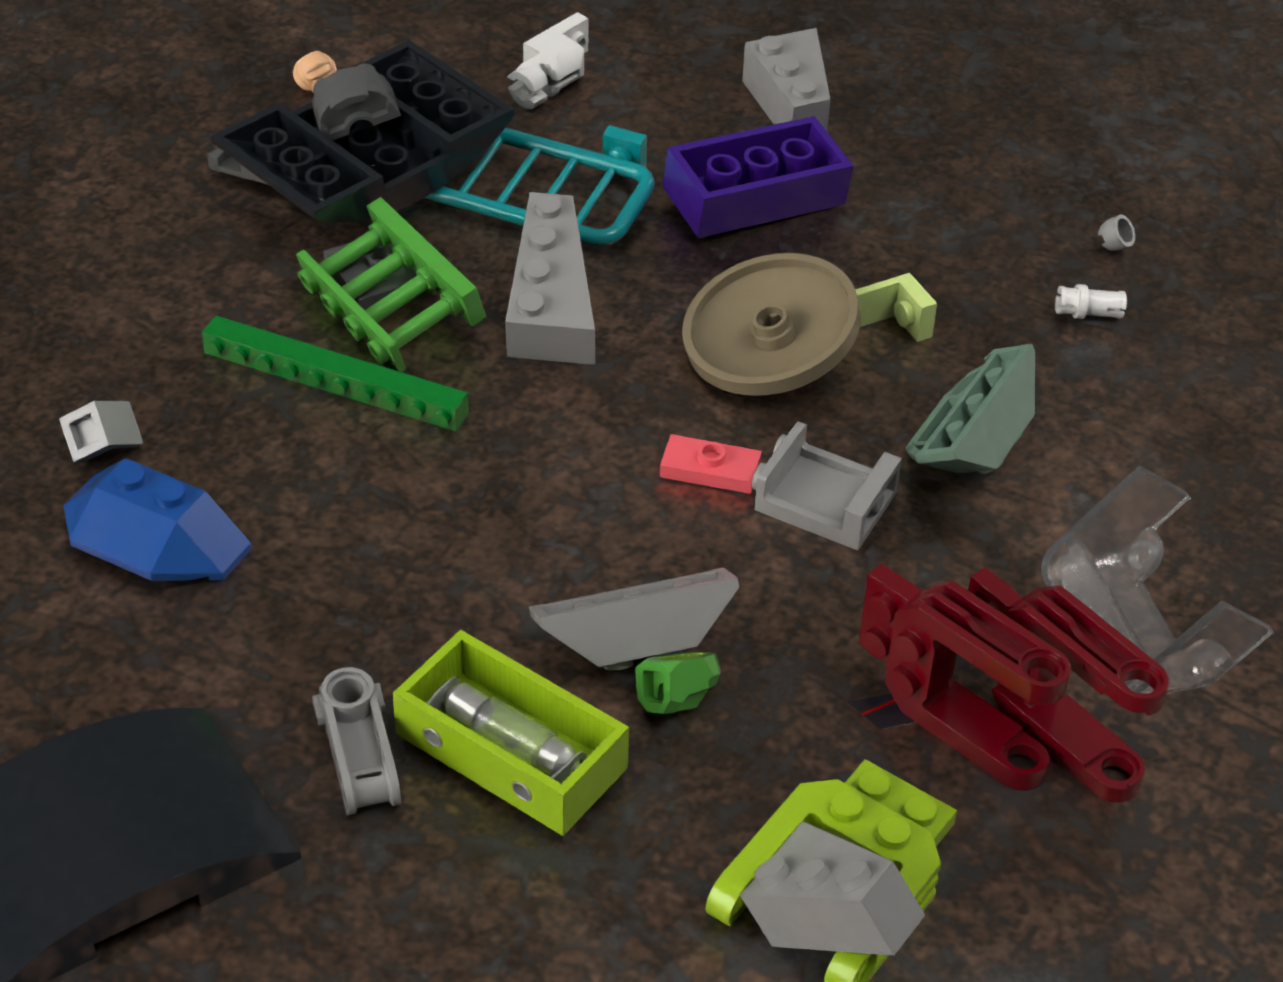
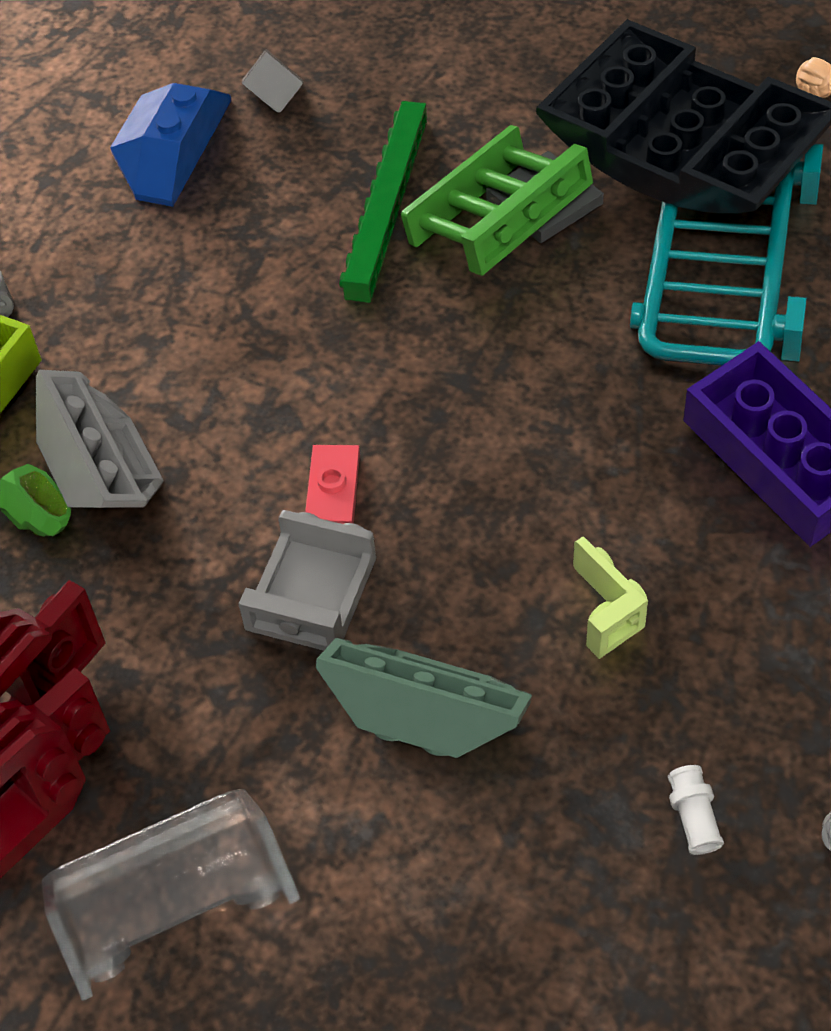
camera: 85 degrees right, 10 degrees up
(352, 96) = (710, 89): dark grey cylinder -> none
(549, 295) = (536, 304): light grey wedge -> none
(771, 324) = (528, 492): dark tan dish -> none

